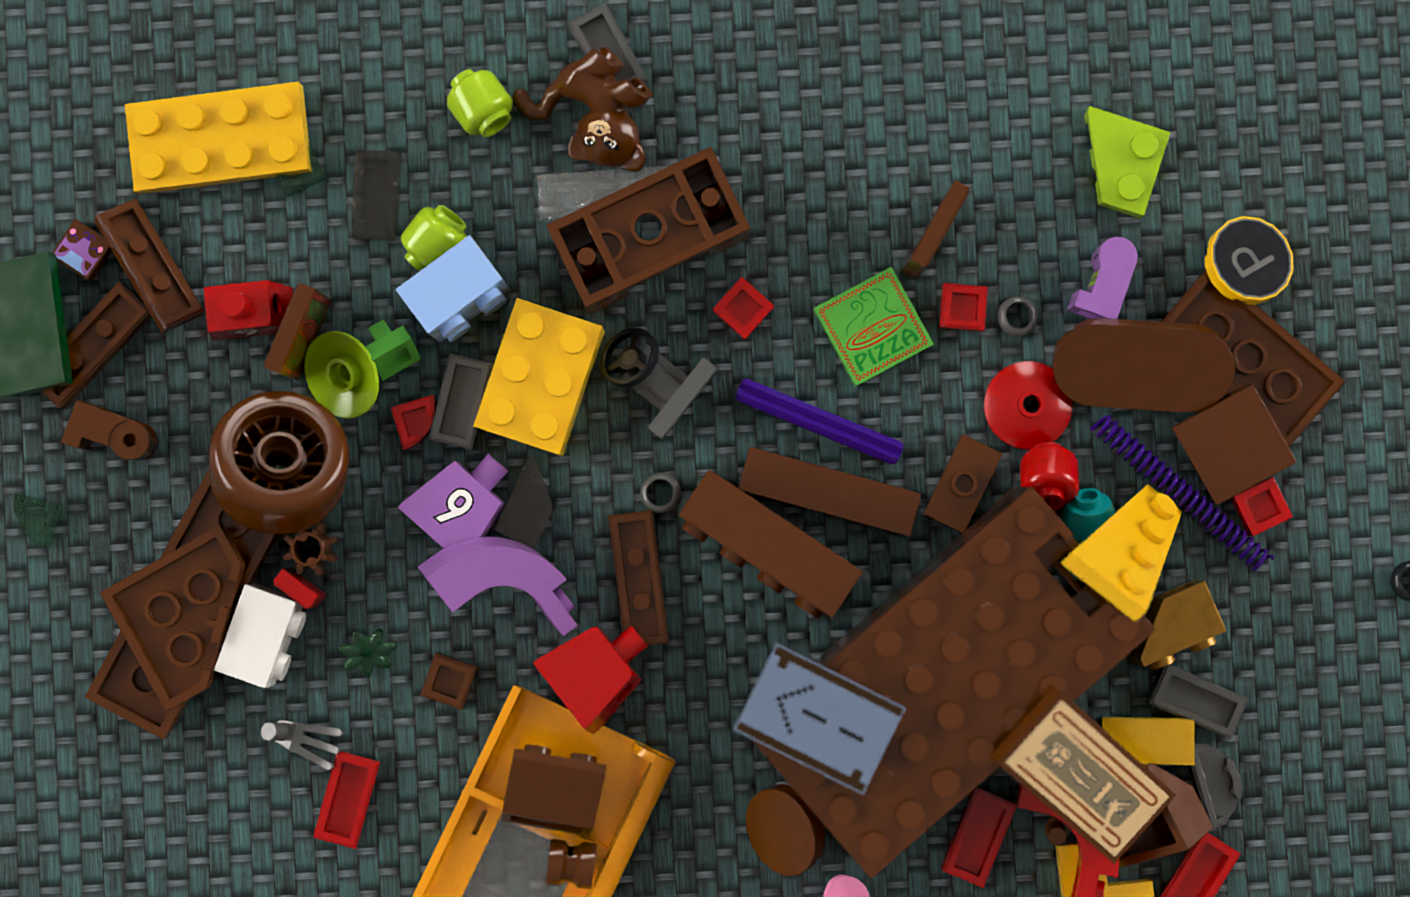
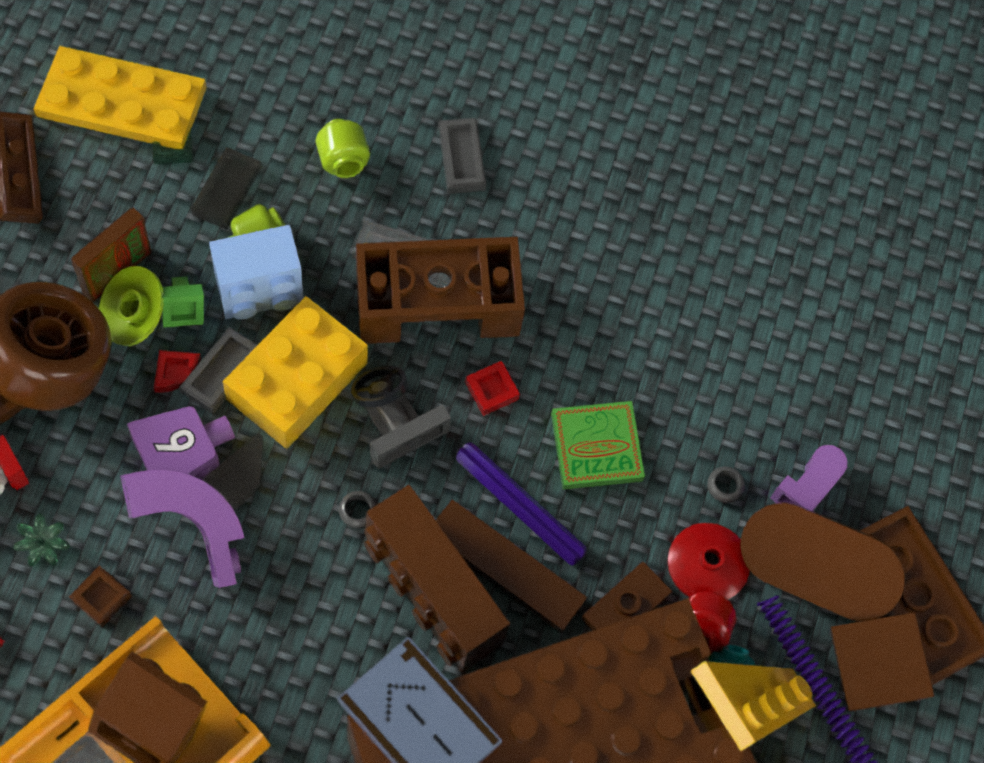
camera: 15 degrees right, 20 degrees down
(245, 309) = (72, 220): red torso -> none
(313, 562) = (29, 443): reddish brown gear -> none
(593, 673) = (232, 634): red torso -> none
(605, 132) = (437, 206): reddish brown animal -> none
(639, 575) = (307, 575): reddish brown tile -> none
(936, 230) = (679, 380): reddish brown tile -> none
(963, 307) = (681, 459): red tile -> none
(1125, 160) = (860, 395): lime wing -> none
(1249, 260) = (943, 513): black tile -> none
(1261, 507) = (889, 729): red tile -> none

